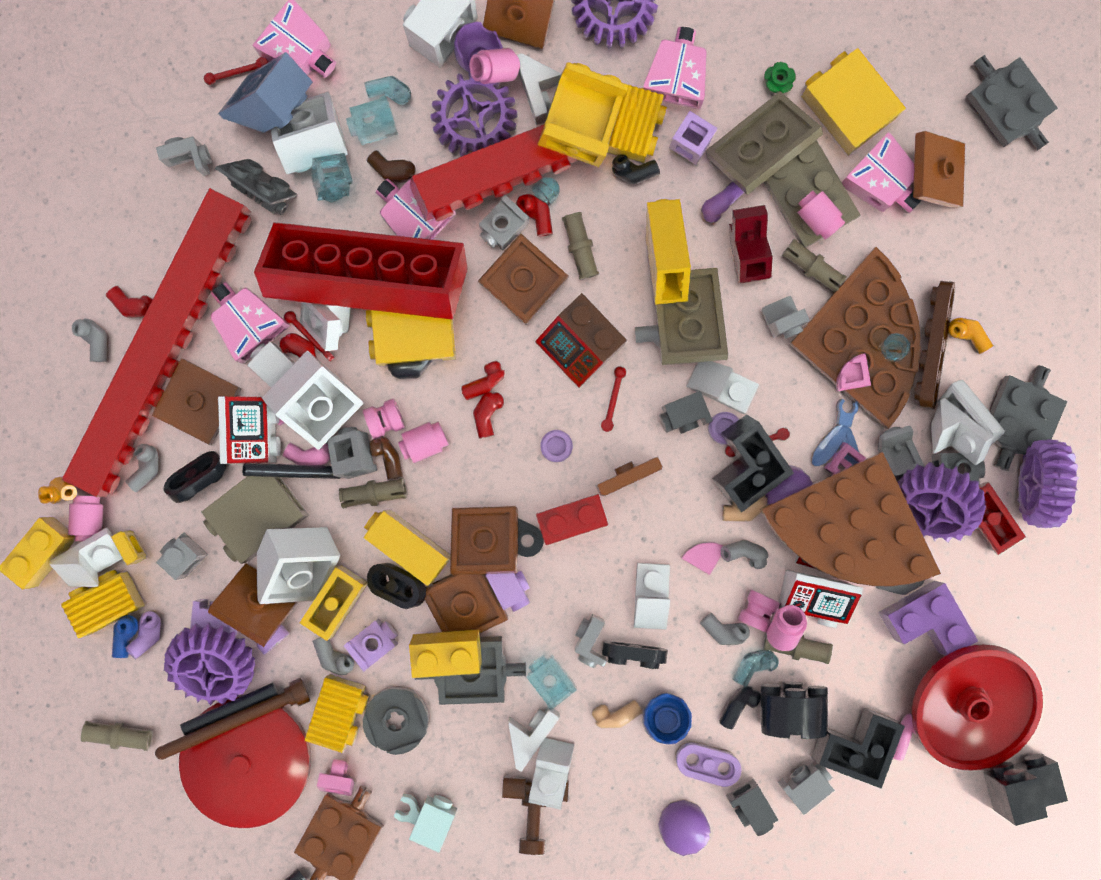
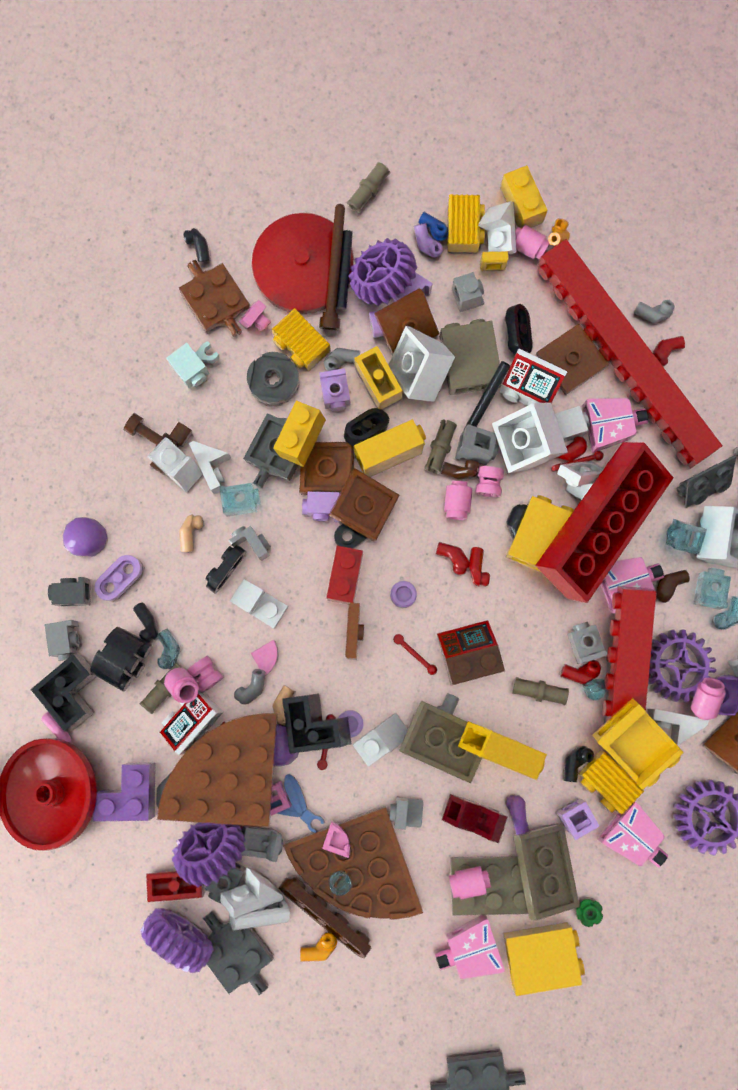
camera: 115 degrees right, 5 degrees down
(148, 467) = (542, 302): light grey arm -> none
(309, 457) = (491, 414): bright pink arm -> none
(523, 279) = (538, 636): dark orange plate -> none
(667, 719) = (166, 565): blue hair -> none
(685, 413) = (376, 699): dark grey brick -> none
(725, 633) = (202, 642): light grey arm -> none
(814, 265) = (433, 857): dark tan pin -> none
(939, 169) = (455, 995): dark orange plate -> none

